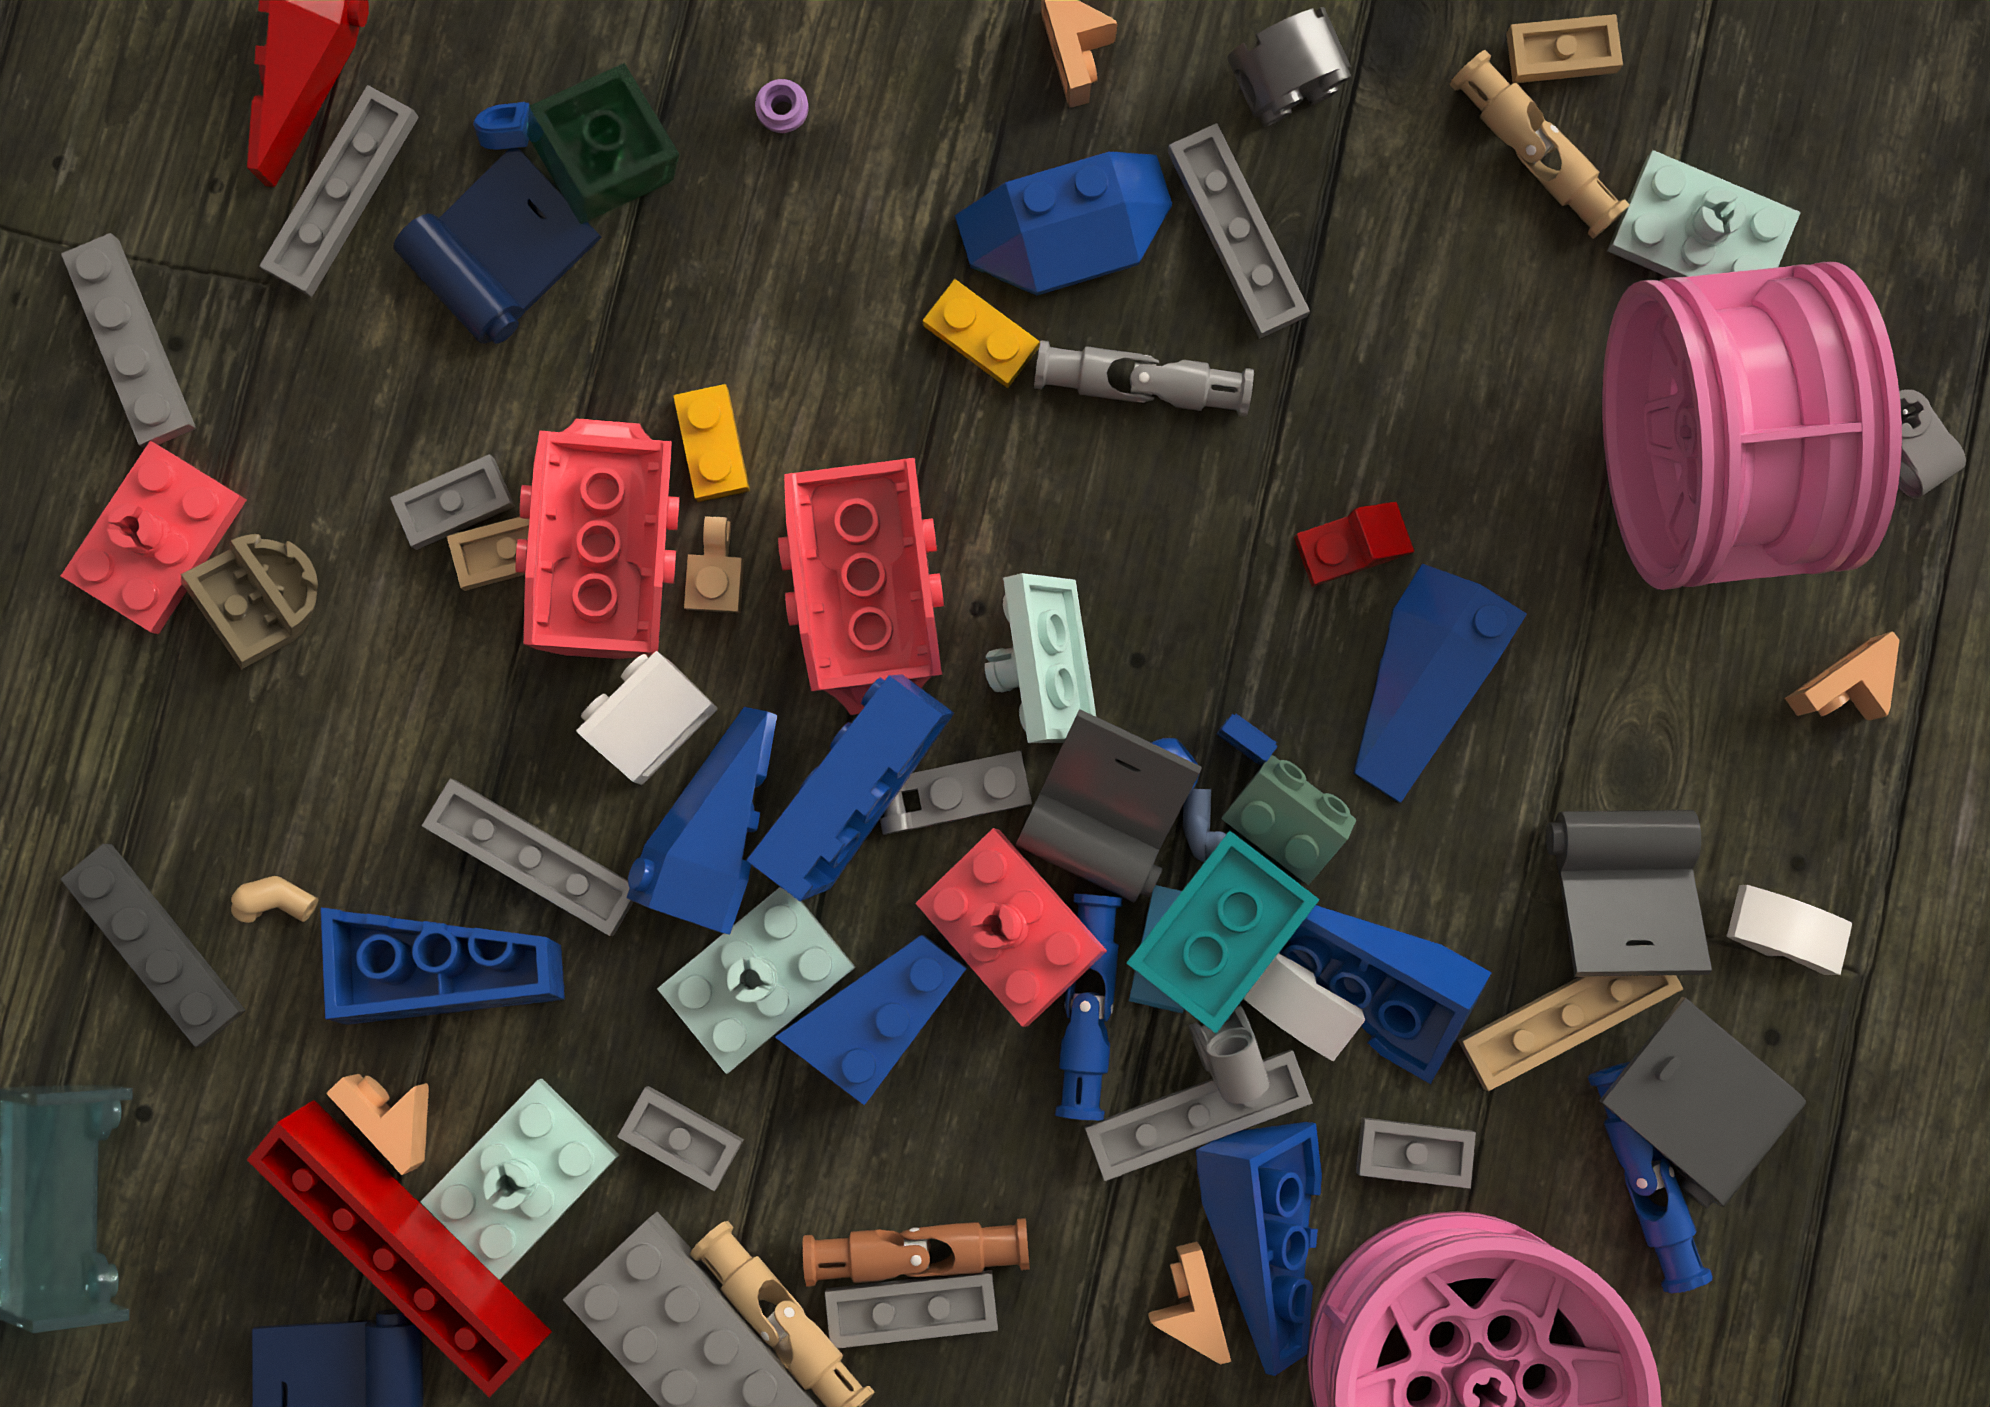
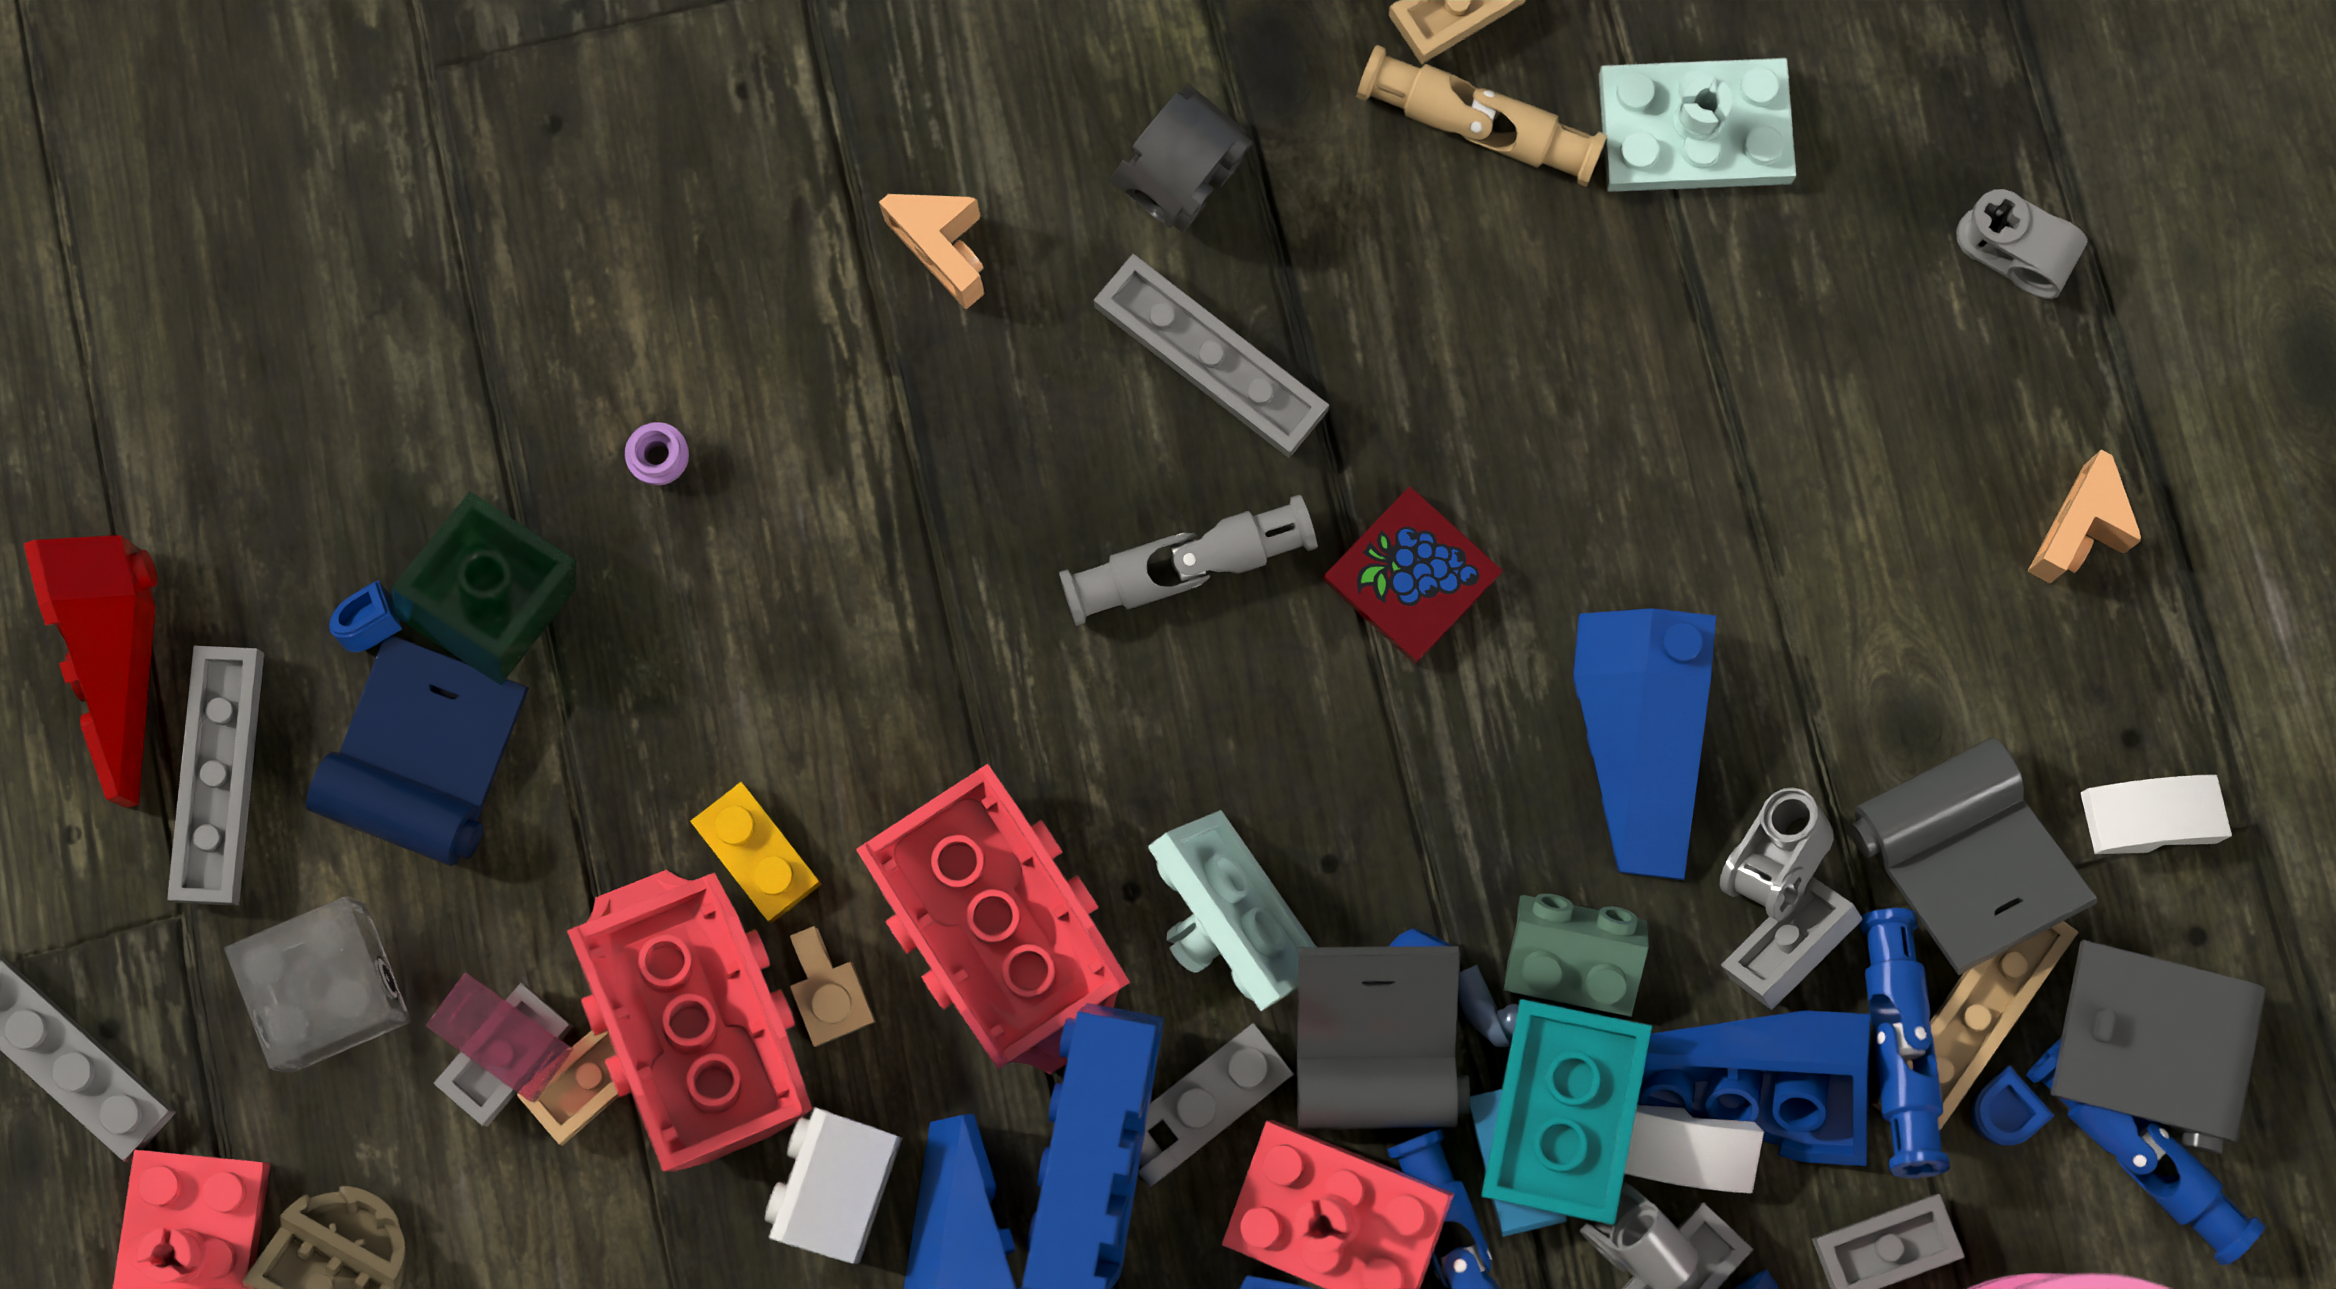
camera: 25 degrees left, 5 degrees down
(339, 382) = (317, 985): none -> clear brick
(453, 486) = (499, 1037): none -> clear pink tile
(981, 333) = (990, 594): yellow plate -> none
(1067, 222) = (1025, 433): blue wedge -> none
(1247, 739) = (1489, 891): blue tile -> none
(1308, 472) = (1412, 575): none -> dark red tile
(1354, 543) = (1496, 627): red slope -> none
(1459, 889) = (1787, 950): none -> light grey plate
(1474, 824) = (1775, 865): none -> light grey piece
(1508, 998) = (1901, 1033): none -> blue piece
(1559, 1095) = (2007, 1110): none -> blue tile
(1750, 424) = (1845, 314): bright pink wheel -> none

